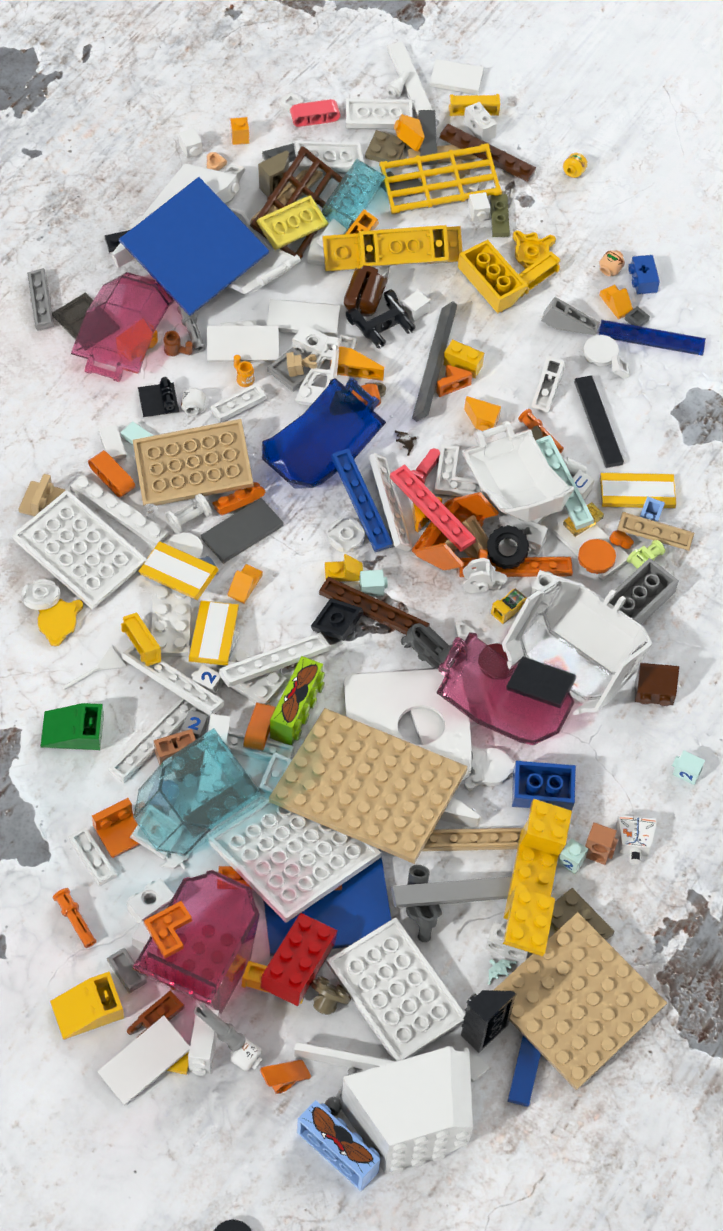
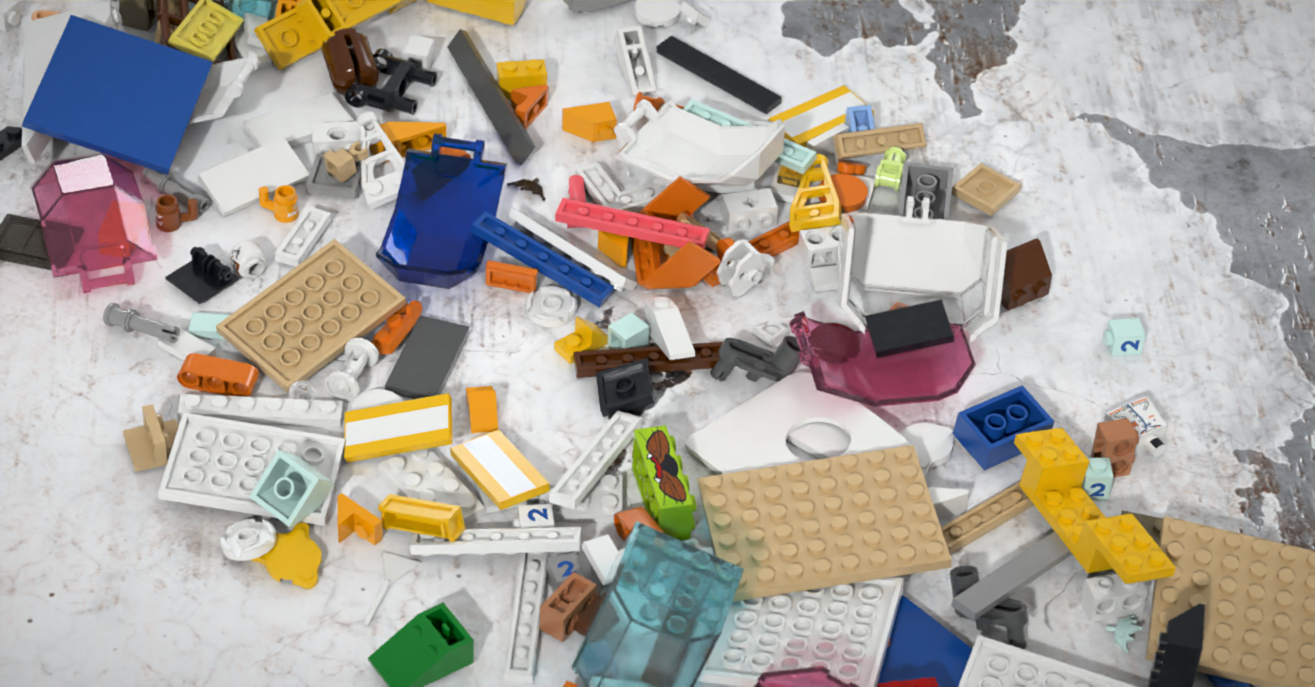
camera: 35 degrees left, 15 degrees down
(83, 576) = (291, 488): none -> light aqua slope
(92, 408) = (131, 320): none -> light grey pin
(105, 615) = (357, 519): none -> light orange slope
(336, 501) = (511, 277): none -> orange plate
(394, 595) = (668, 328): none -> white slope
(504, 533) = (751, 207): black tyre -> none
(508, 605) = (794, 282): yellow leg -> none
(565, 567) = (815, 215): none -> yellow plate
(613, 513) = (824, 143): none -> white tile
(697, 605) = (986, 189): none -> tan plate

